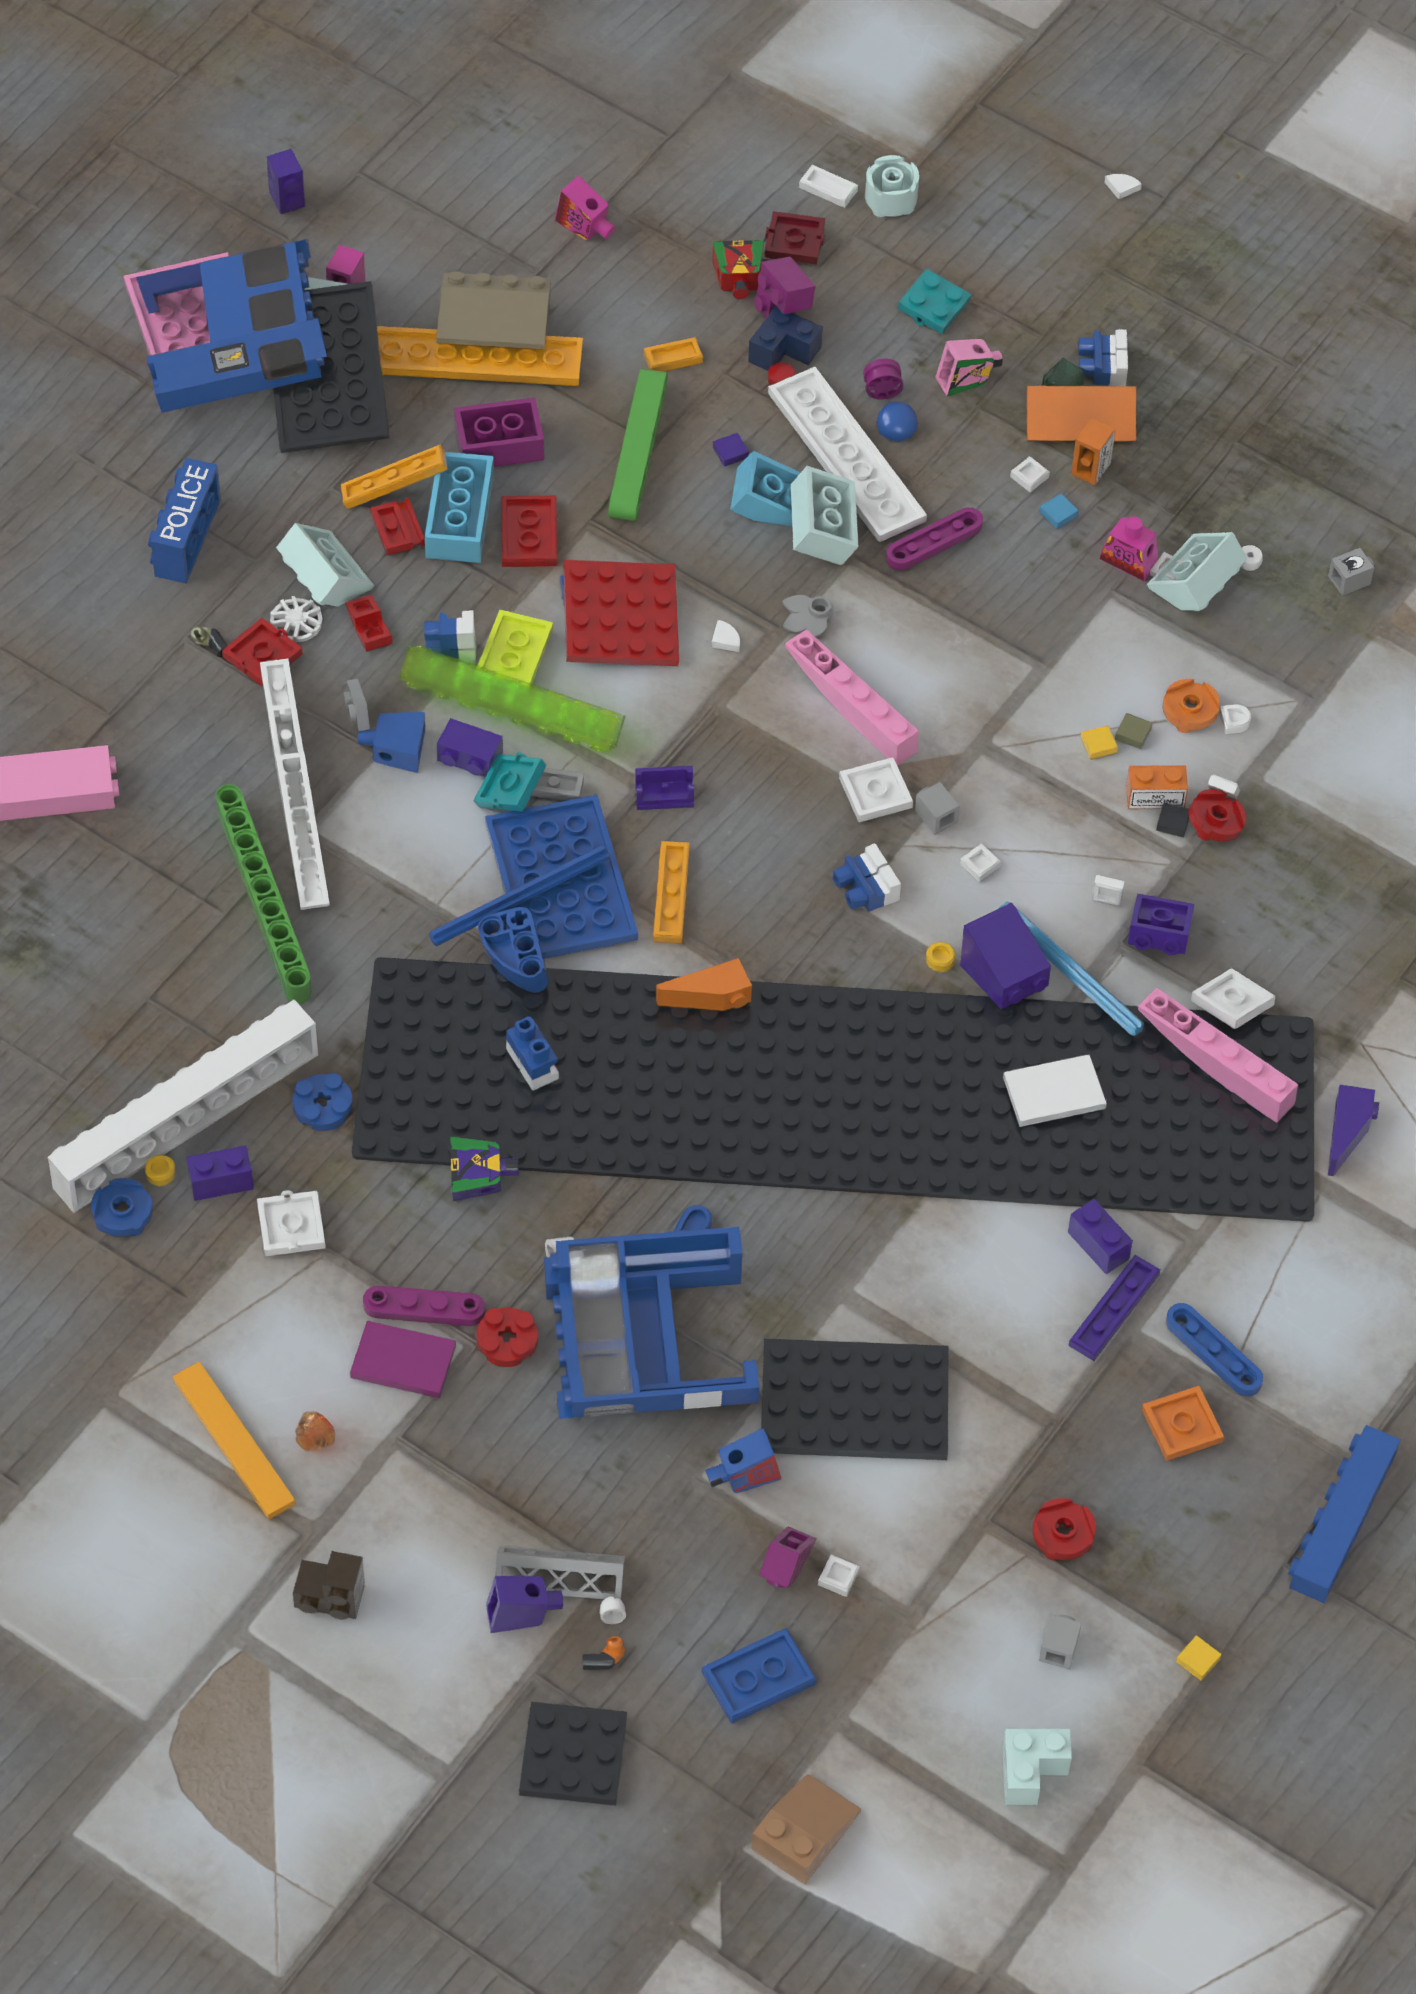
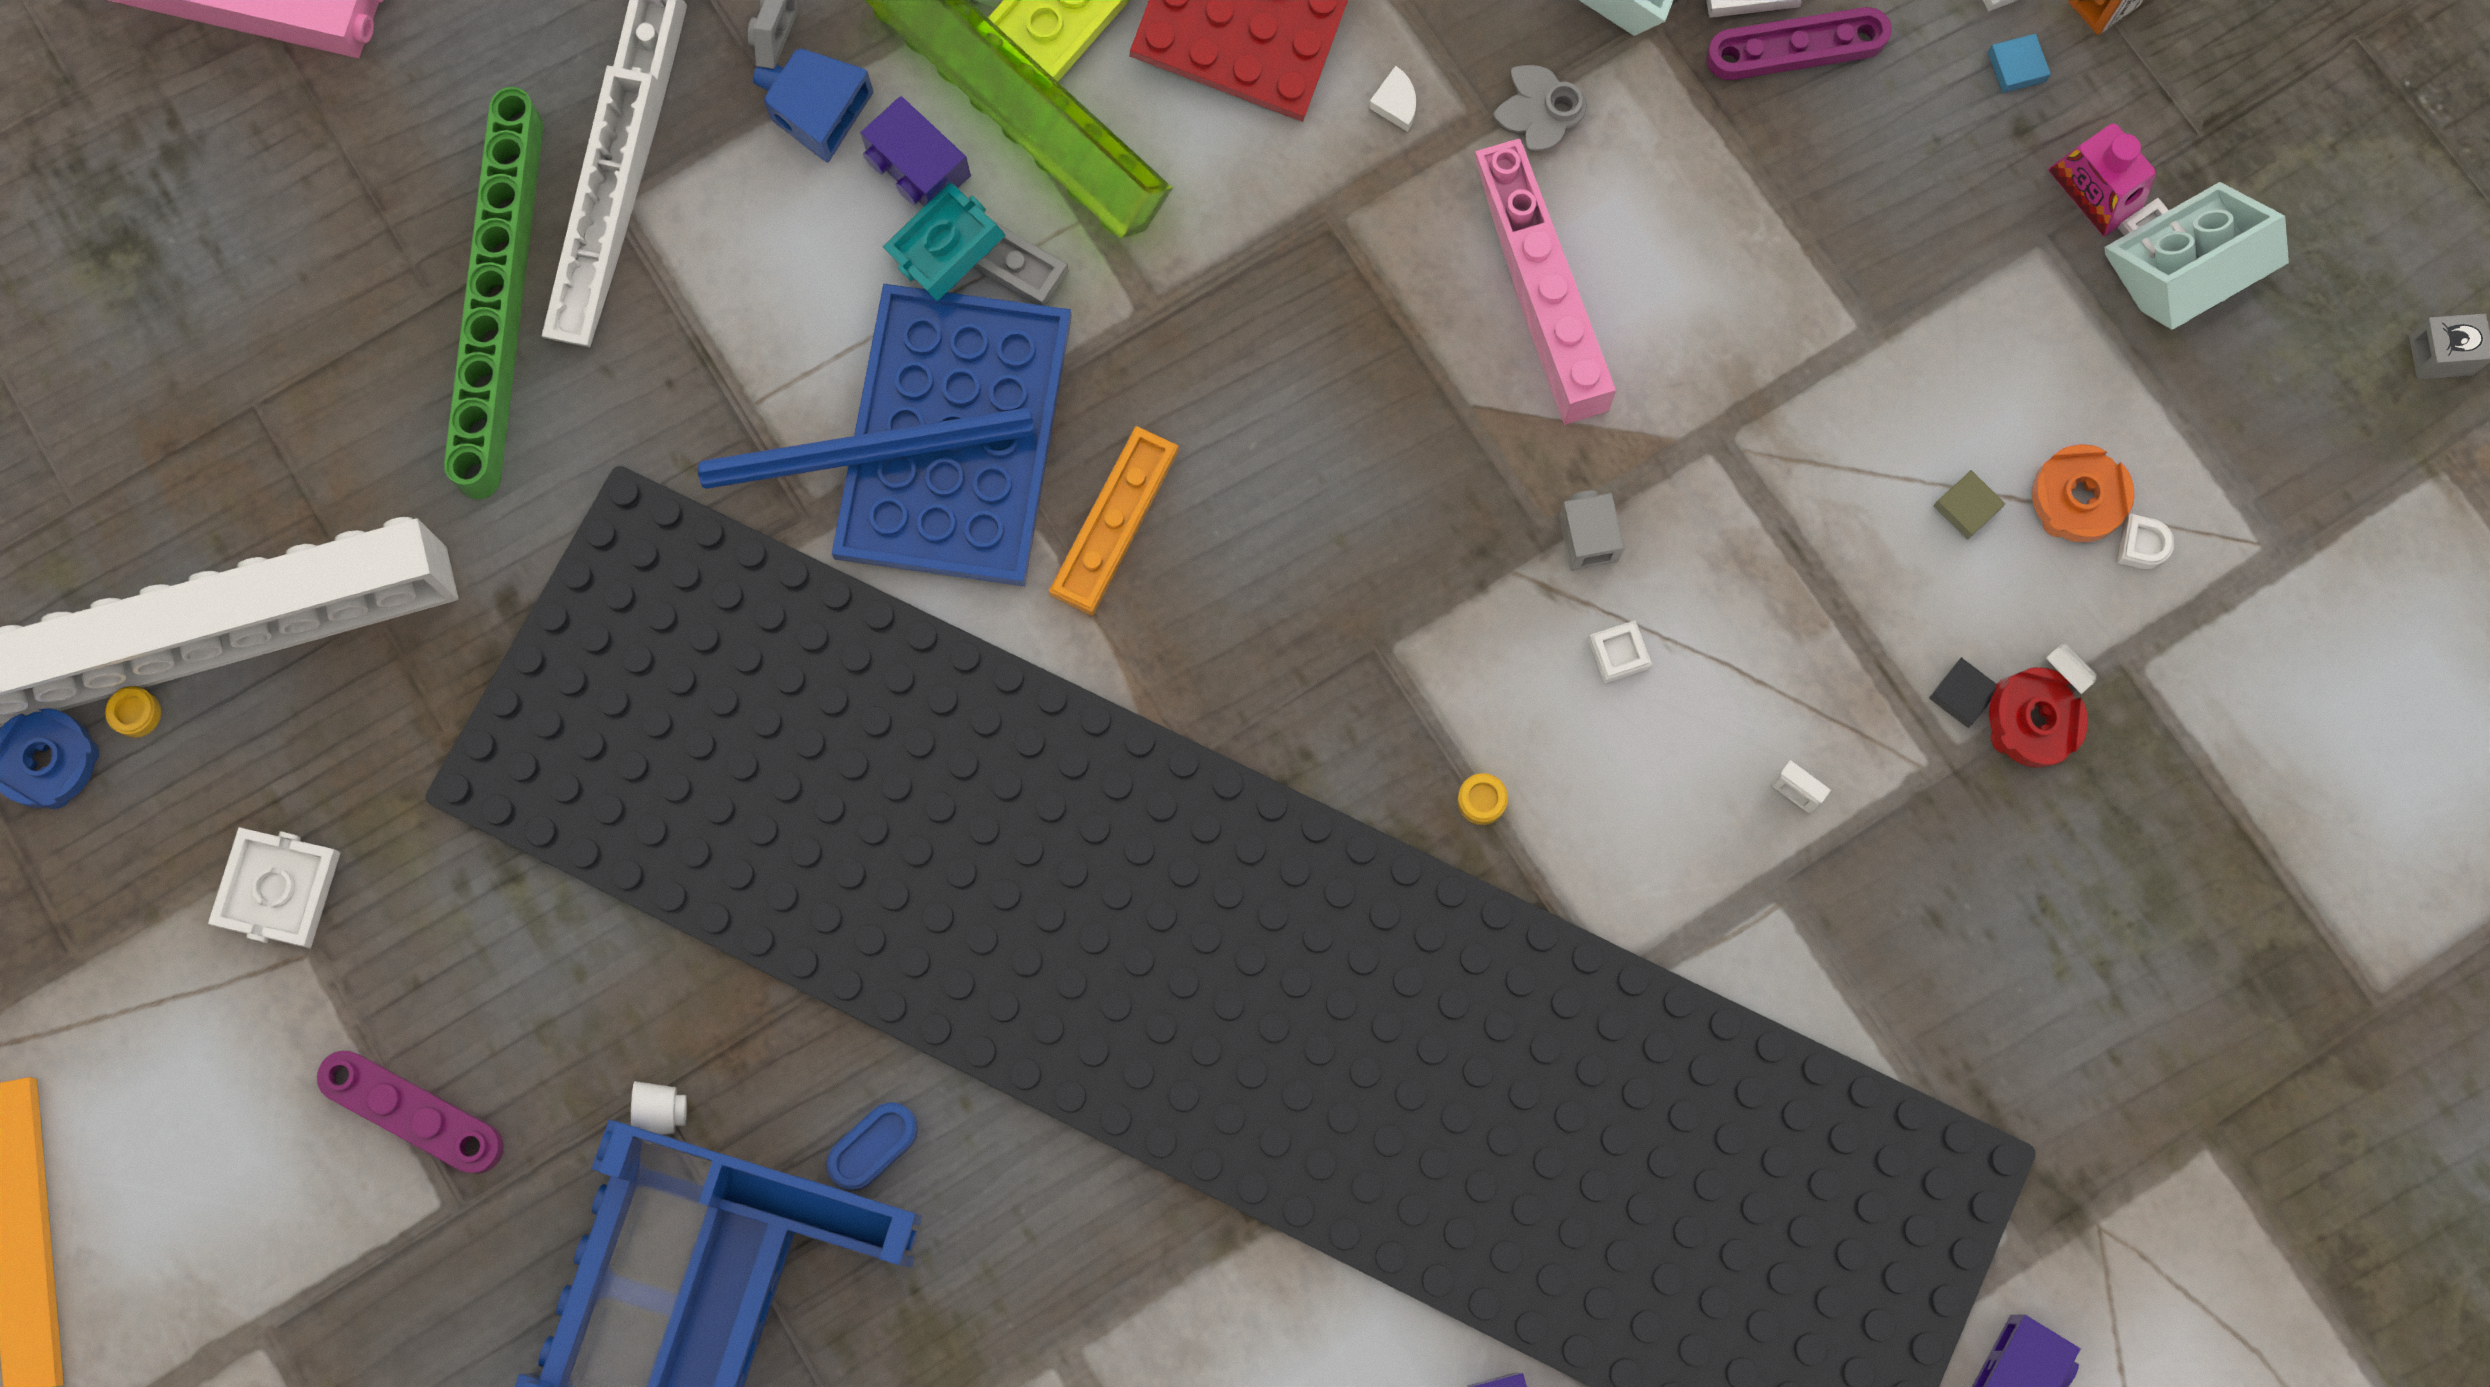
camera: 25 degrees right, 20 degrees up
(220, 1173) = (205, 759): dark purple brick -> none
(314, 1432) = (134, 1280): clear orange cone -> none
(322, 1086) = (439, 709): blue plate -> none
(403, 1359) = (335, 1196): magenta tile -> none
(478, 1168) = (587, 908): torso -> none
(506, 948) = (800, 536): blue beam -> none
(507, 1320) = (478, 1224): red plate -> none
(532, 1053) = (752, 738): blue hips -> none
(664, 787) = (1180, 335): dark purple hinge -> none
(712, 988) = (1093, 731): orange slope -> none
(871, 880) = (1430, 619): blue hips -> none
(876, 789) = (1509, 460): white plate -> none
(1004, 957) = (1575, 860): dark purple slope -> none
(1054, 1090) = (1553, 1128): white tile -> none
(1084, 980) = (1678, 911): dark azure axle -> none
(1099, 742) = (1904, 504): yellow tile -> none
(1156, 784) = (1961, 627): orange brick -> none
(1160, 924) = (1859, 884): dark purple plate -> none
(1221, 1056) = (1848, 1179): bright pink slope -> none
(1233, 998) = (1918, 1072): white plate -> none
(1254, 558) = (2305, 258): white piece -> none

